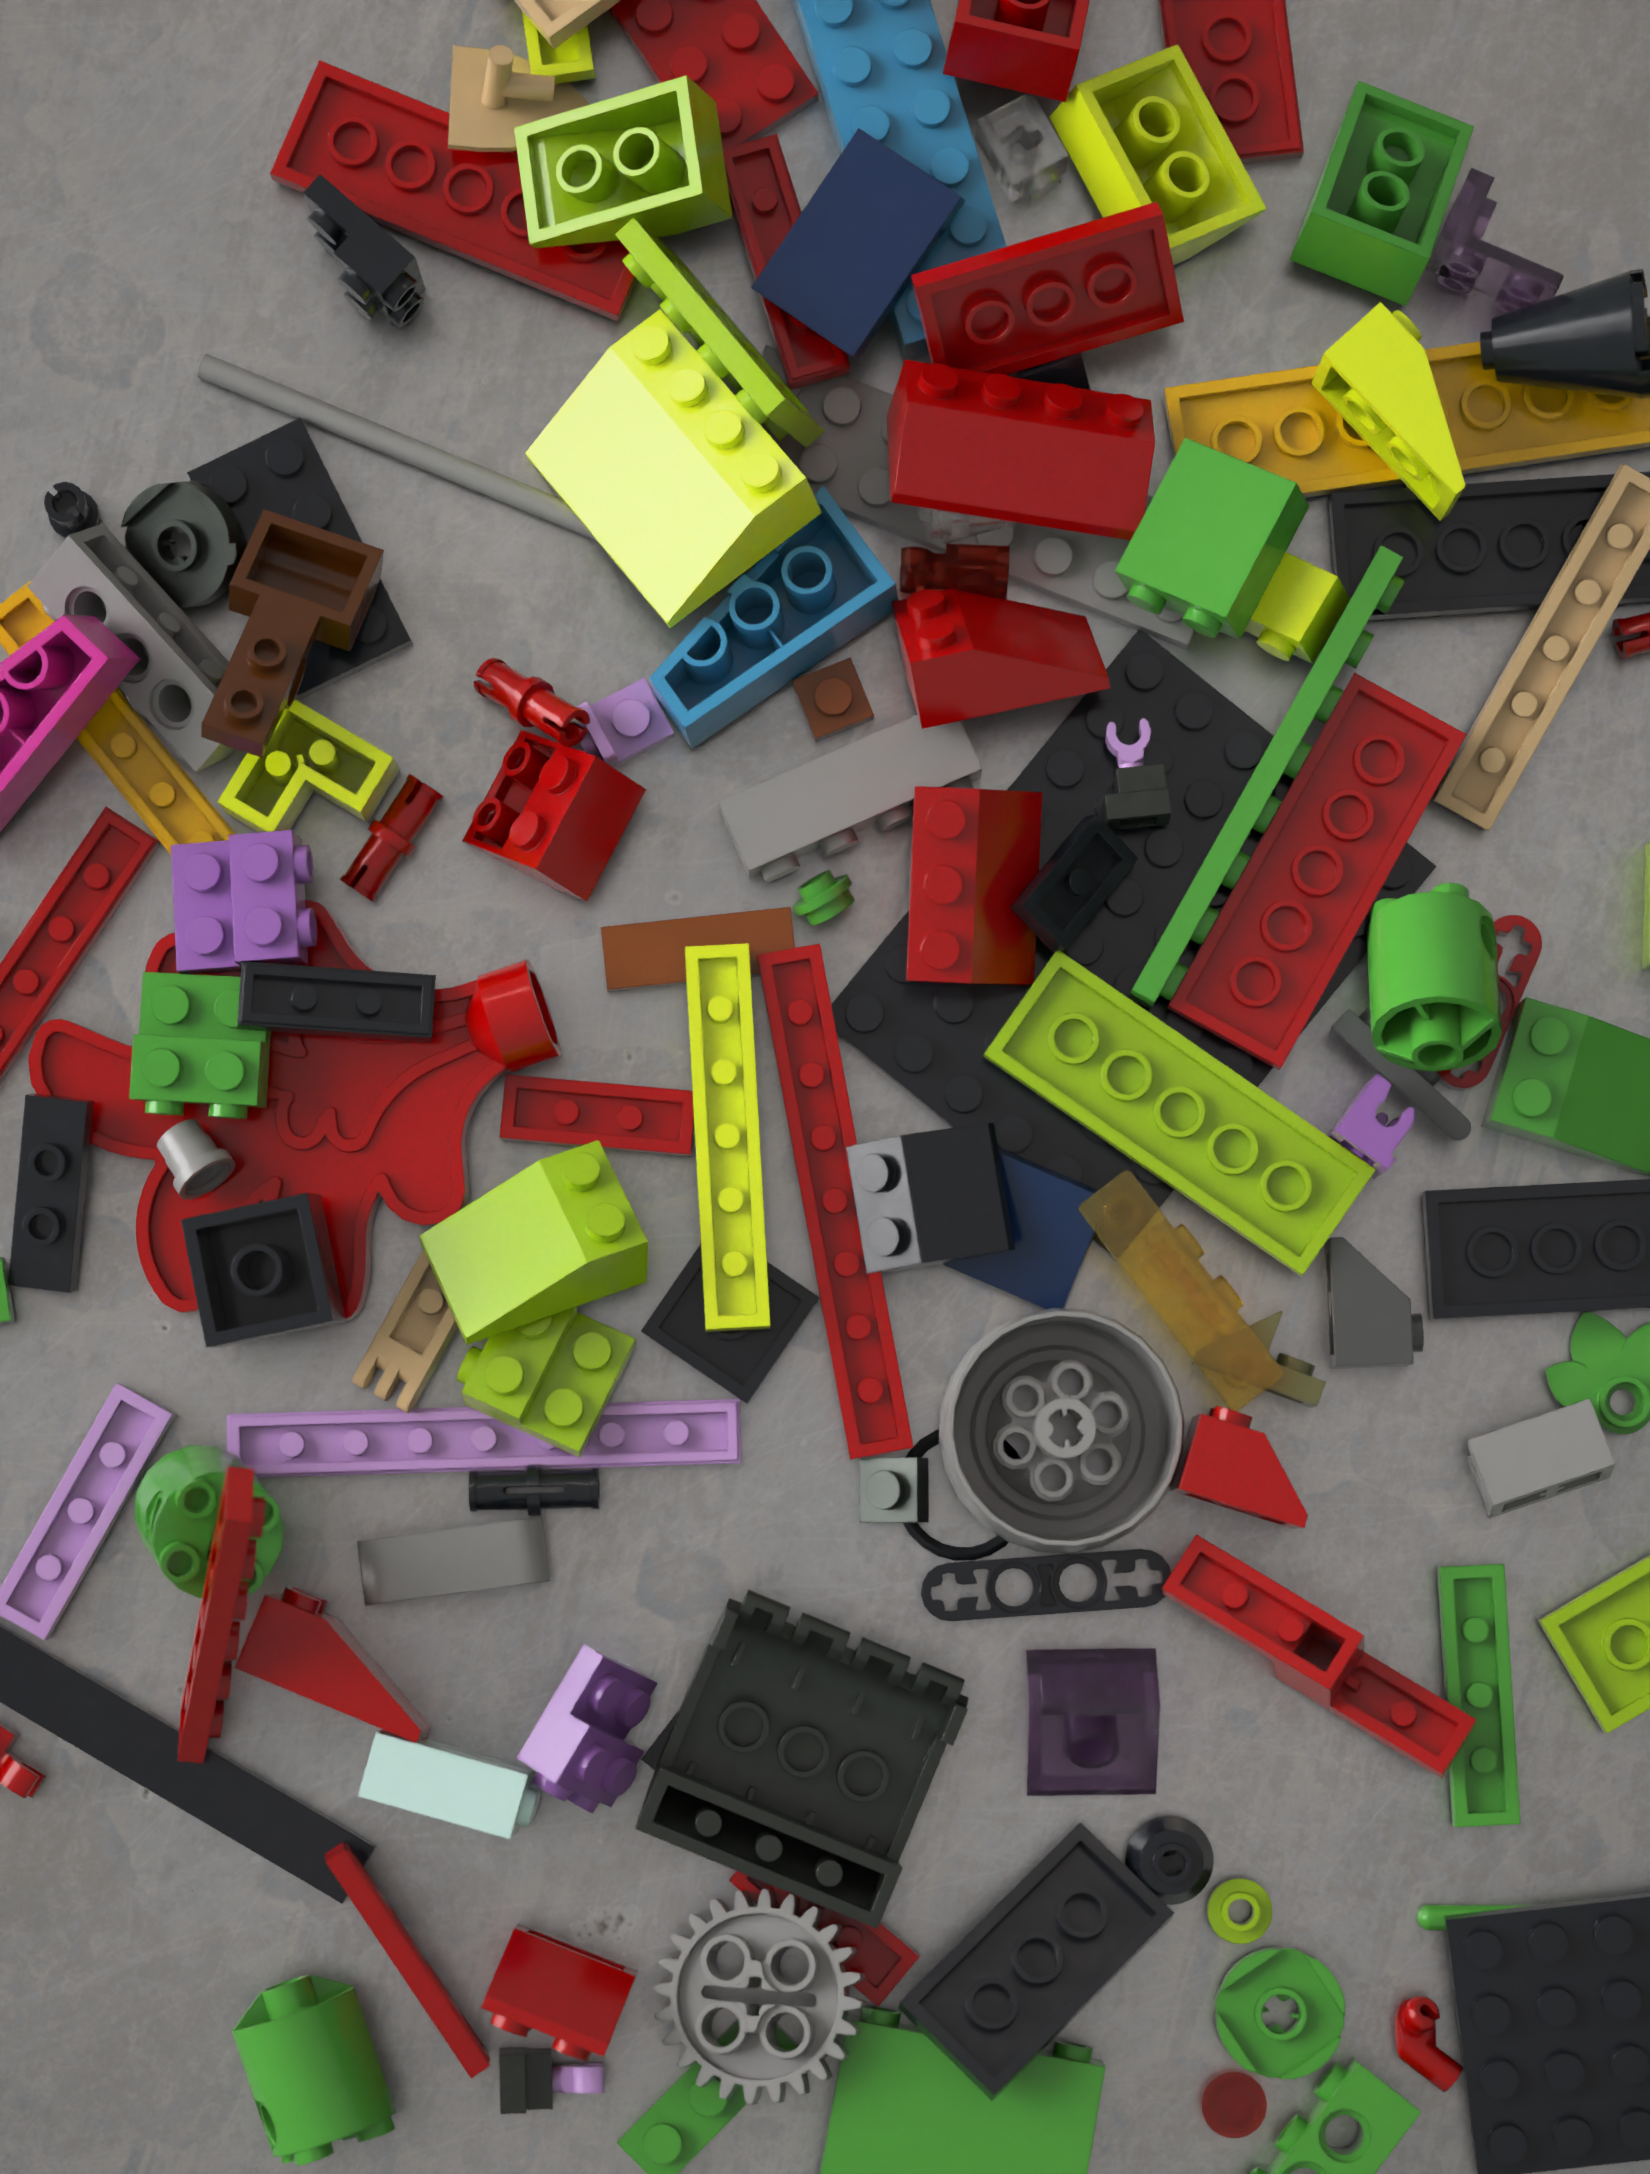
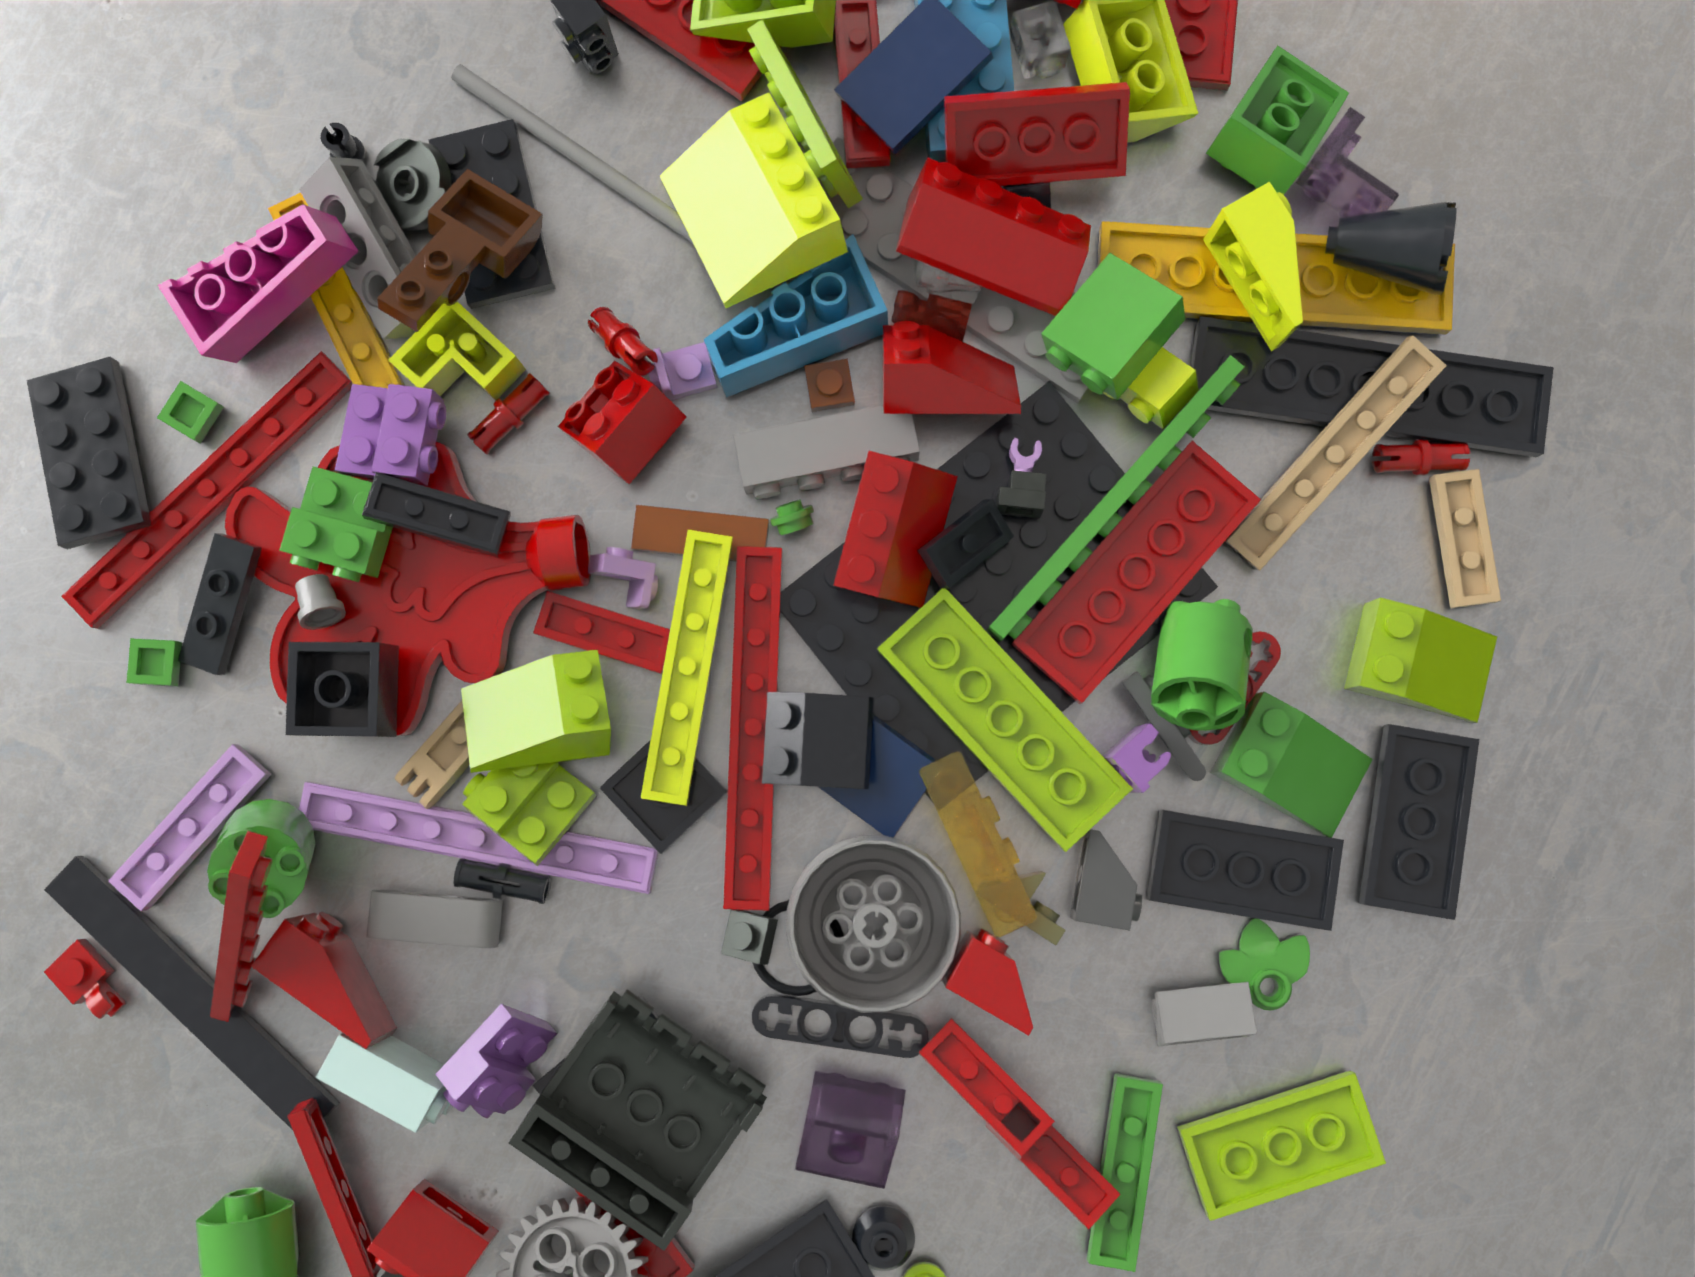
camera: 15 degrees right, 0 degrees up
(630, 1024) = (620, 564): none -> lavender bracket

